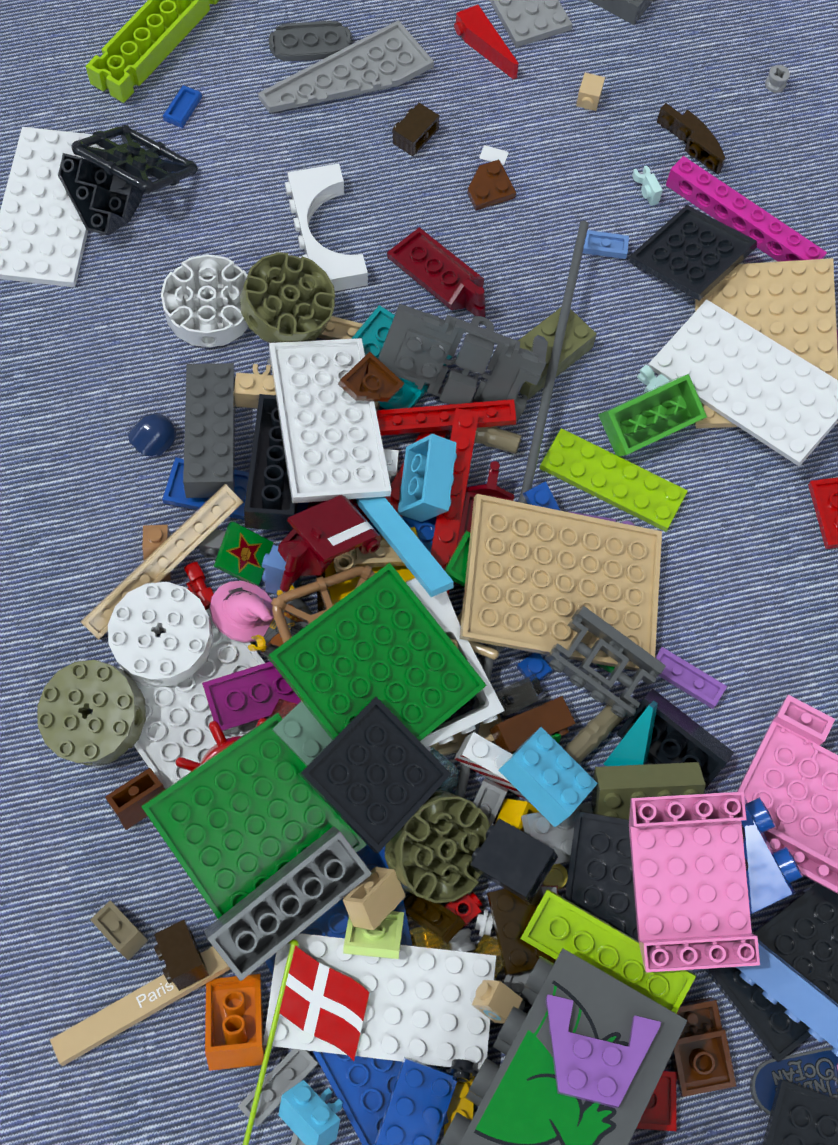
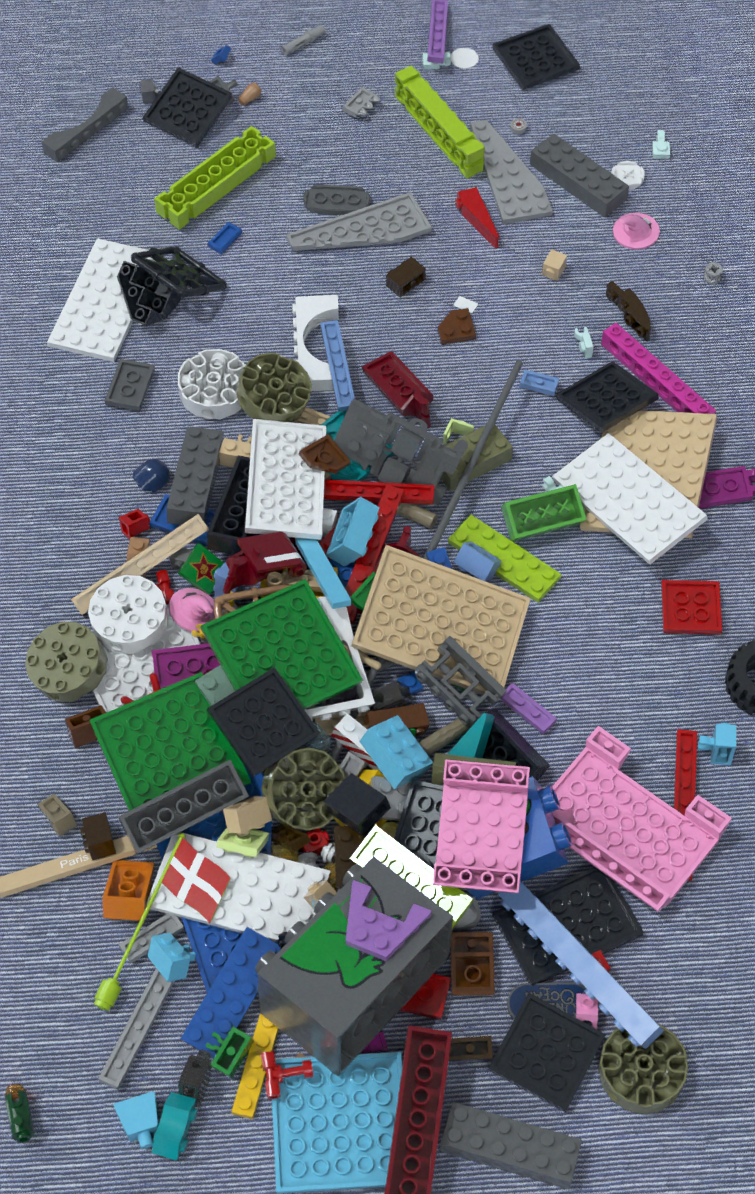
camera: 15 degrees right, 10 degrees down
(100, 315) = (129, 384): none -> dark grey plate
(143, 503) = (134, 523): none -> red brick
(360, 257) = (337, 364): none -> medium blue plate
(523, 316) = (458, 427): none -> yellowish green bracket
(584, 491) = (477, 561): none -> medium blue brick
(674, 37) = (636, 231): none -> bright pink piece

